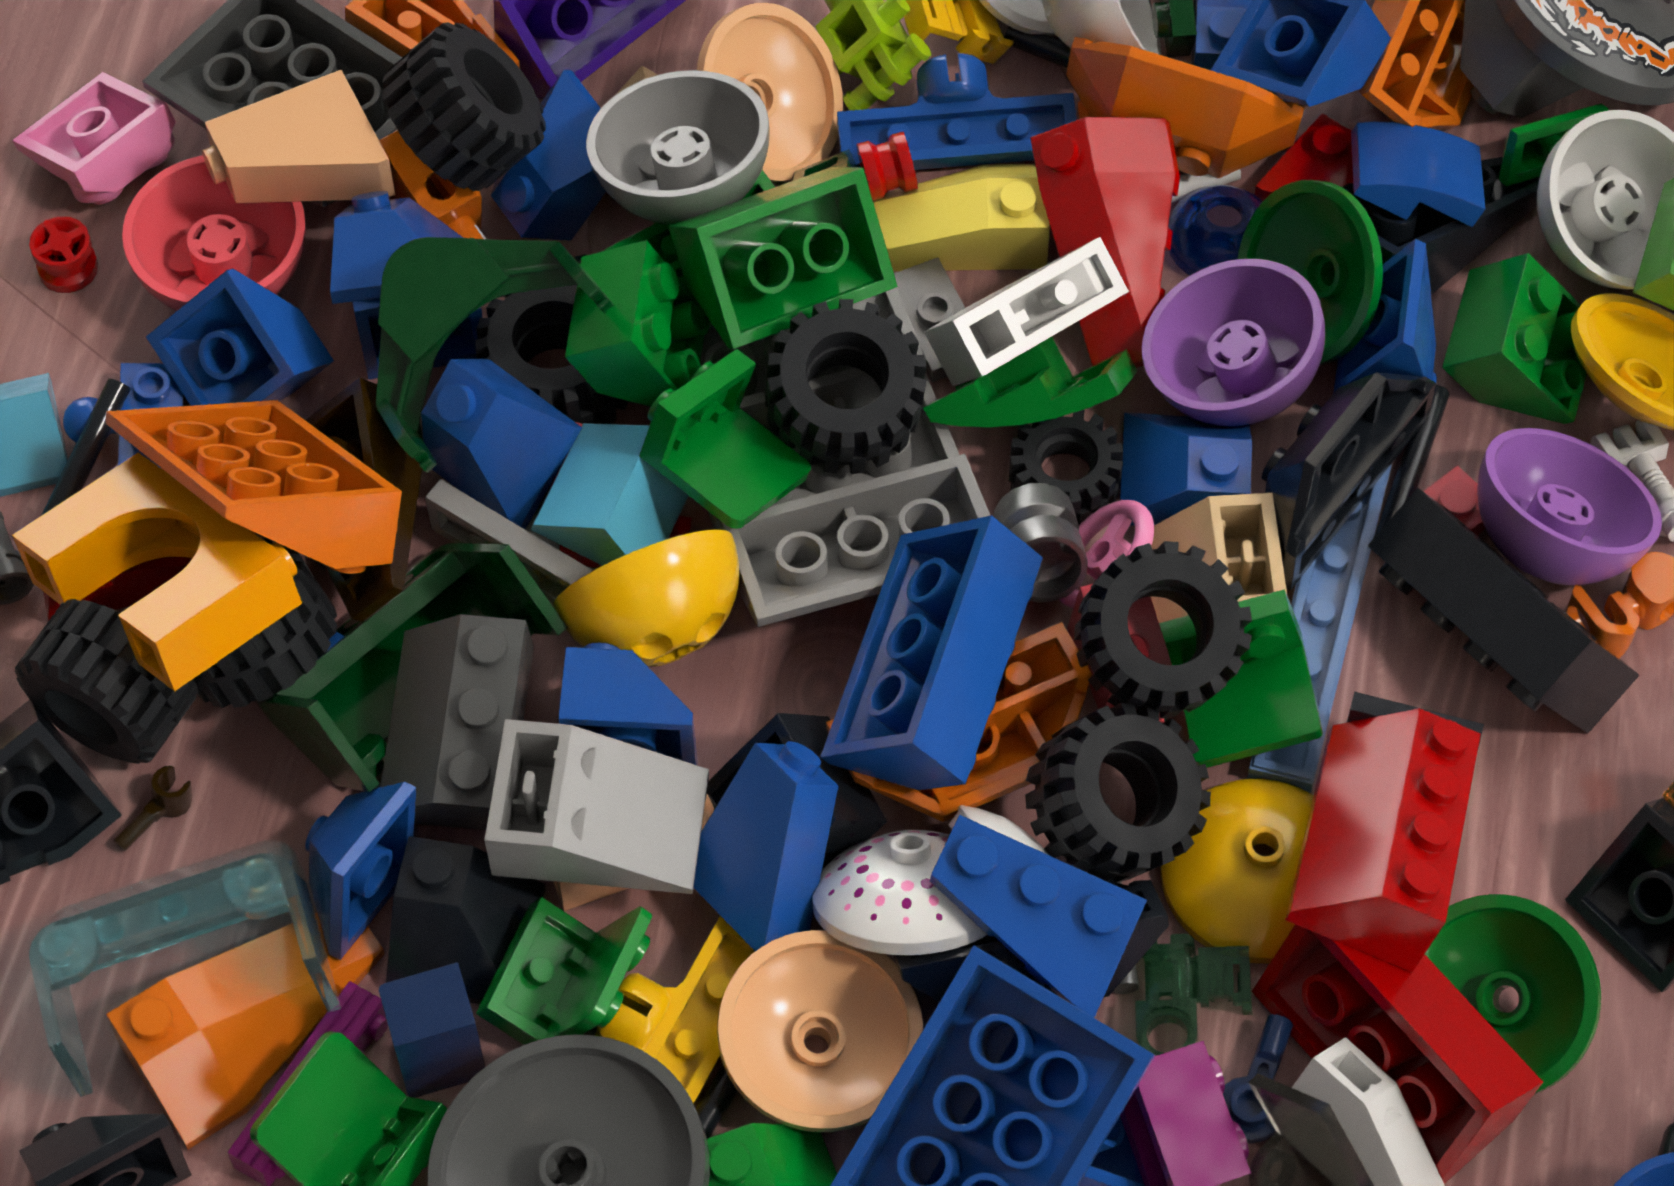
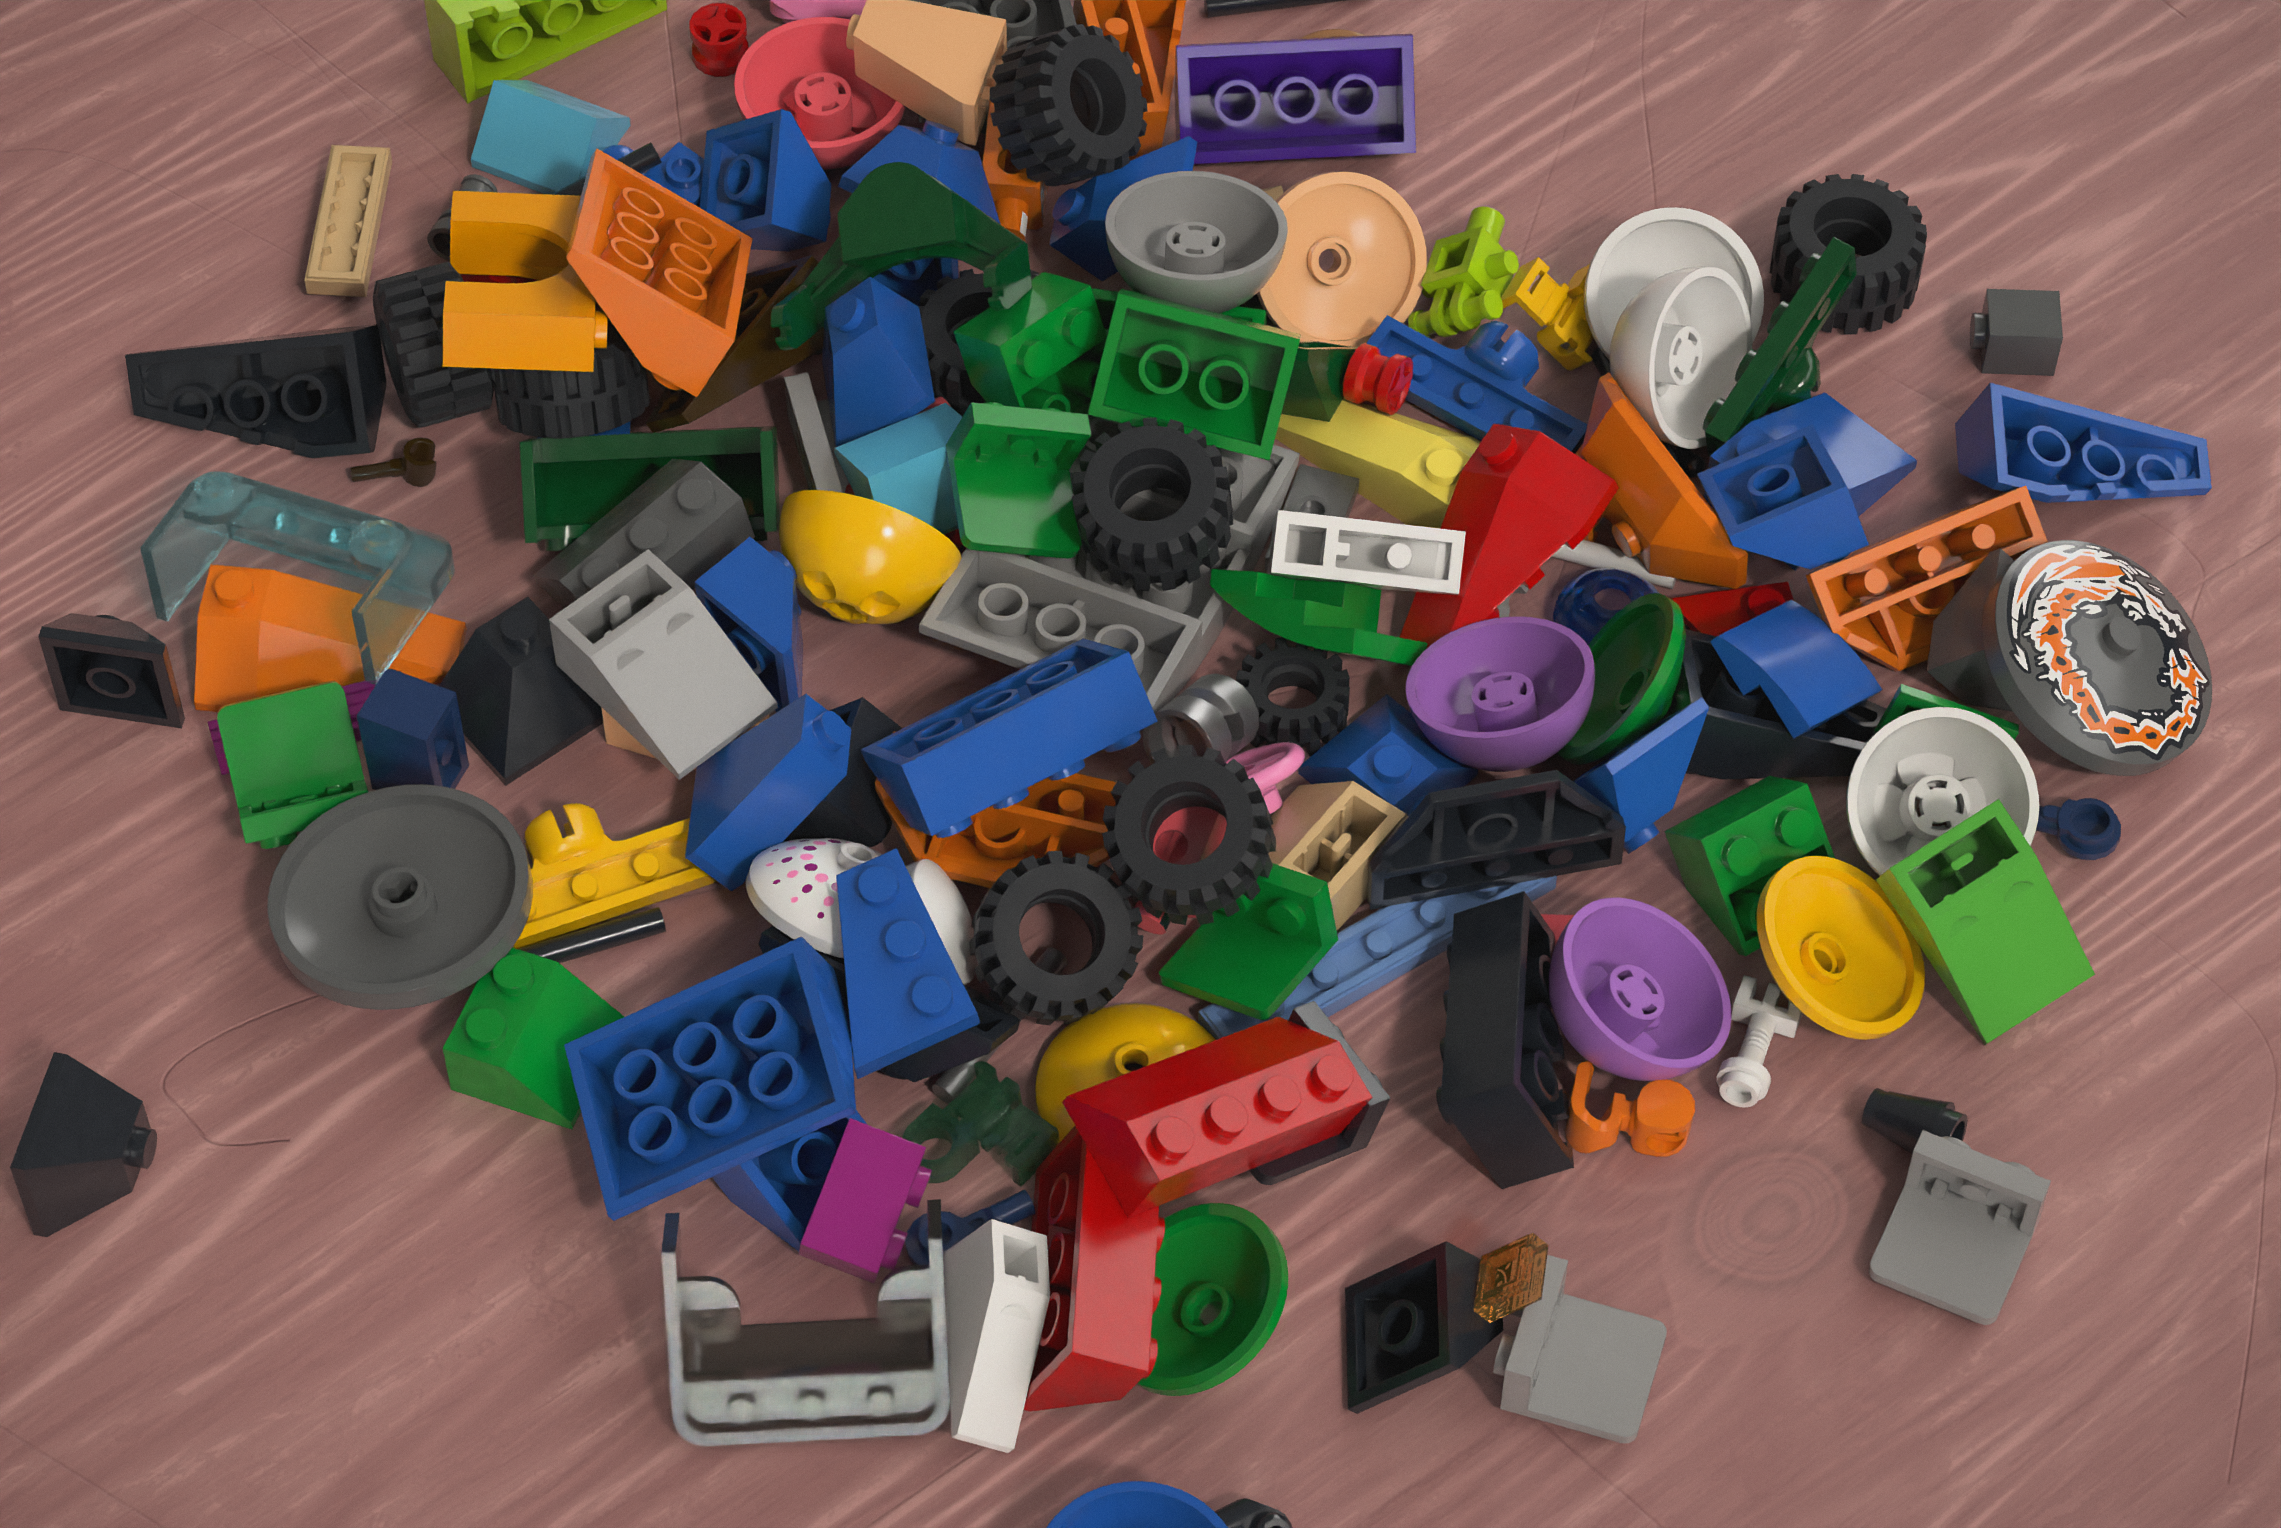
camera: 40 degrees right, 5 degrees down
(358, 860) = (473, 588): blue slope -> none
(562, 973) = (537, 766): green bracket -> none
(824, 989) = (663, 910): light nougat dish -> none
(1415, 458) = (1598, 881): black bar -> none

